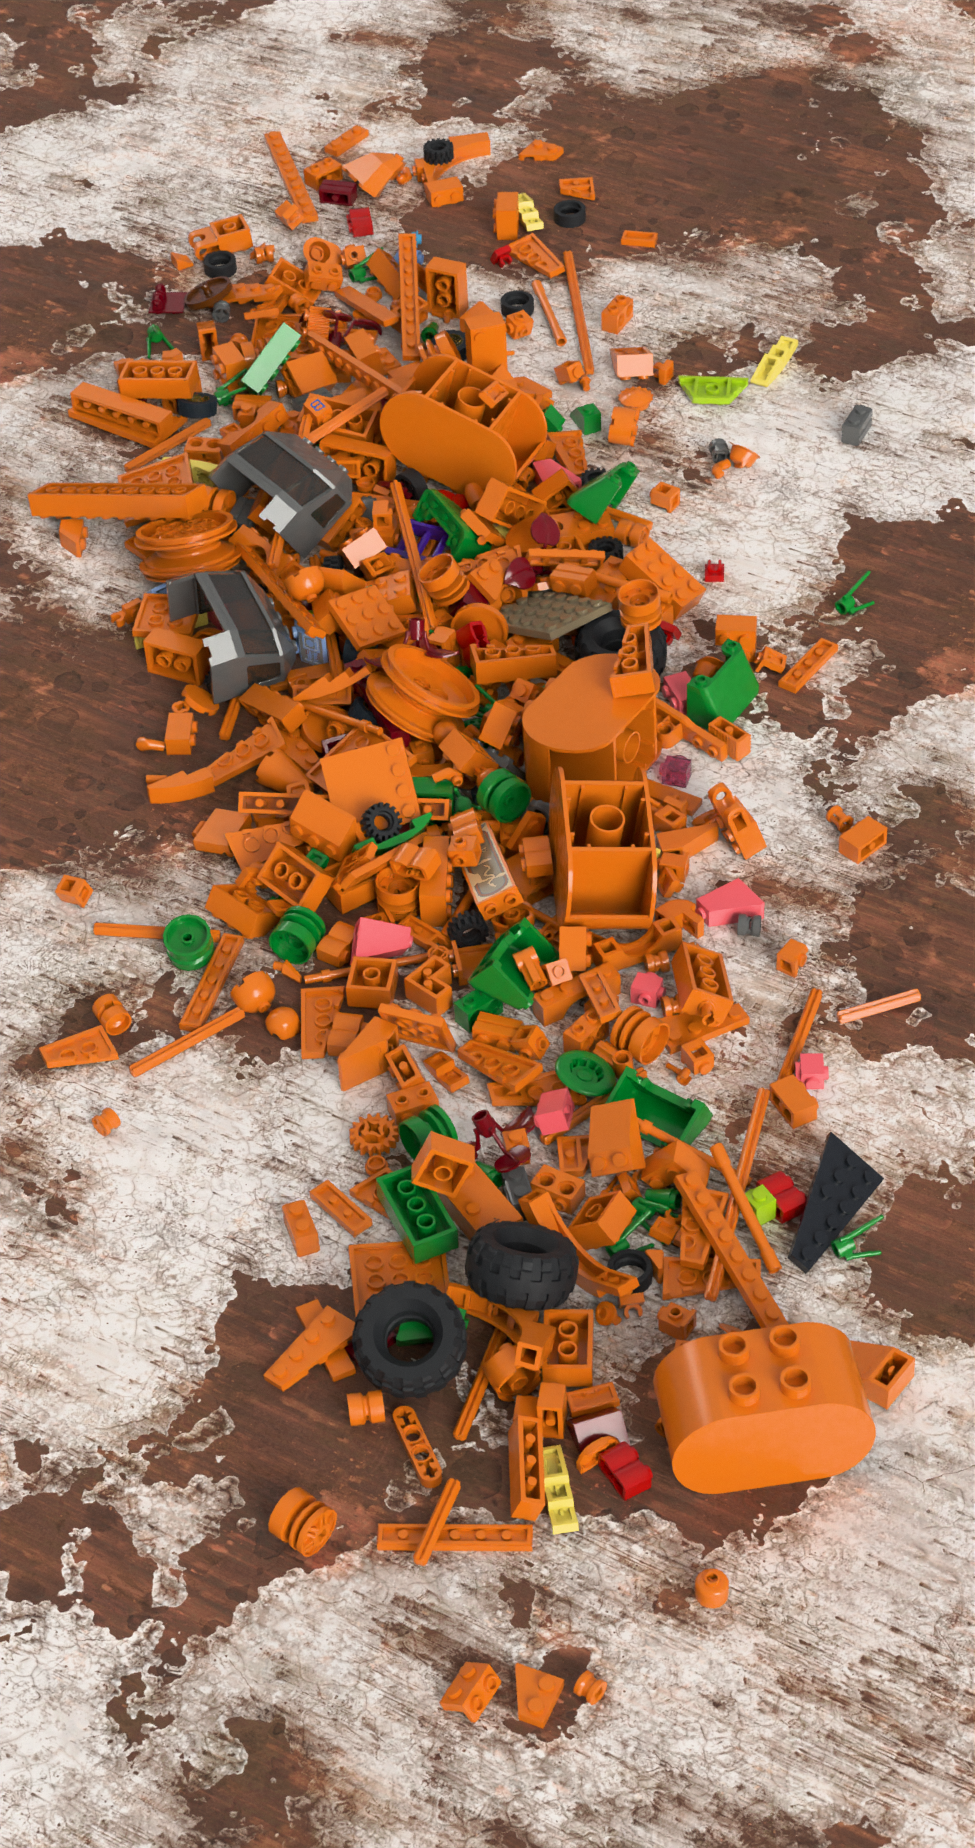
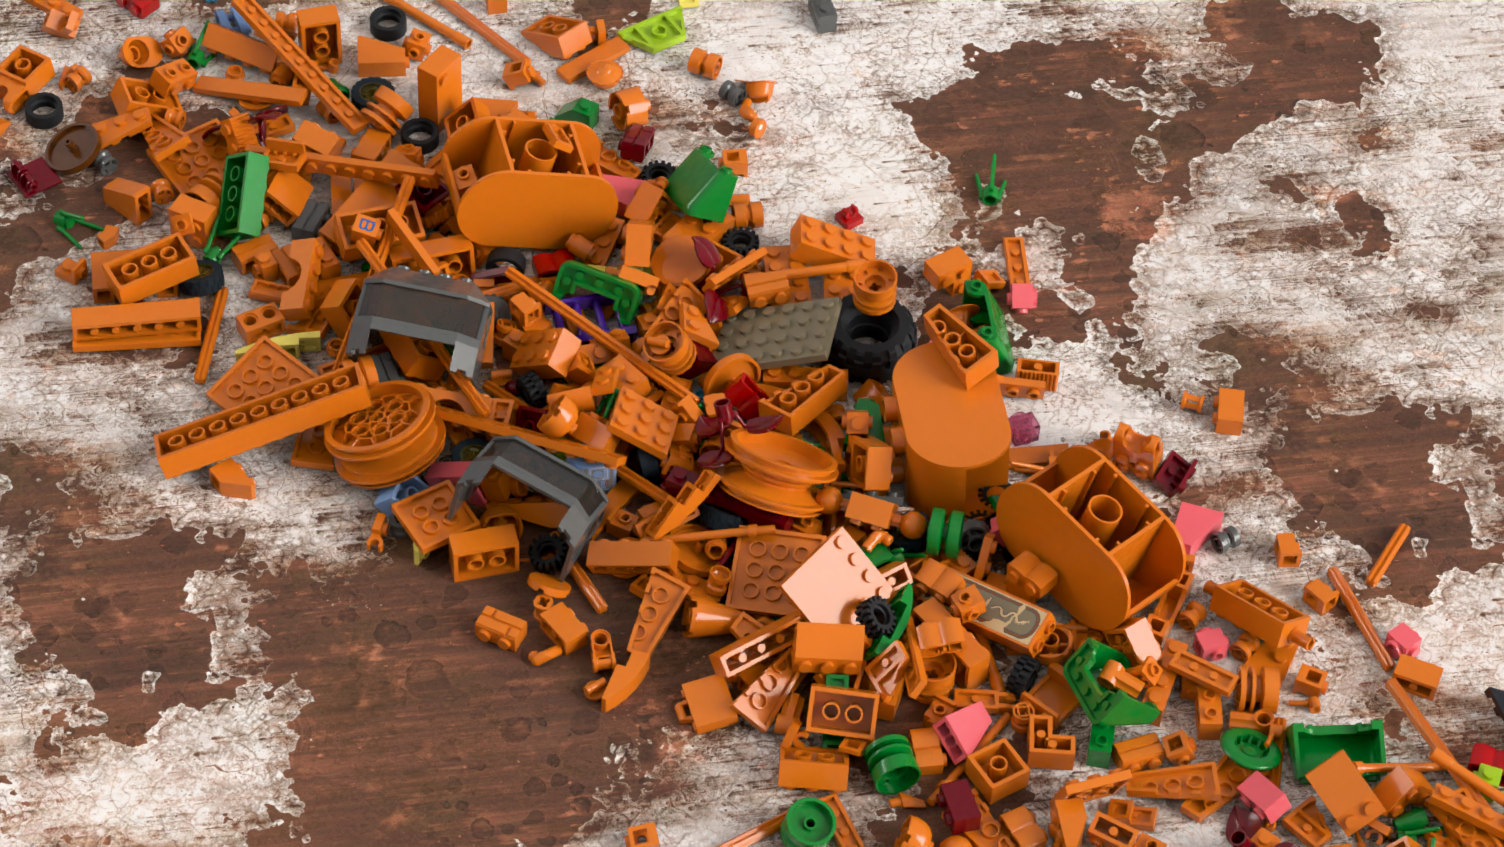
camera: 45 degrees left, 5 degrees up
(137, 712) = (500, 628): none -> orange brick
(188, 759) = (602, 654): none -> orange piece
(208, 359) = (183, 224): none -> orange bracket
(311, 988) = (959, 806): none -> dark red brick
(314, 751) = (718, 580): none -> orange wheel
(321, 344) = (285, 154): none -> orange bracket
(338, 440) = (410, 242): none -> orange tile
(367, 579) = (605, 380): none -> orange plate
(433, 570) = (660, 344): none -> orange plate
(578, 479) = (661, 182): none -> orange arm
(604, 451) = (636, 142): none -> dark red brick
(617, 1072) = (1274, 732): none -> orange hand
(657, 387) = (577, 67): none -> orange tile
(711, 482) = (757, 128): none -> orange tile
(720, 422) = (705, 63): none -> orange wheel
(761, 859) = (1174, 473): none -> dark red bracket
(780, 1004) = (1319, 596): none -> orange brick
(781, 682) = (1022, 297): none -> coral brick

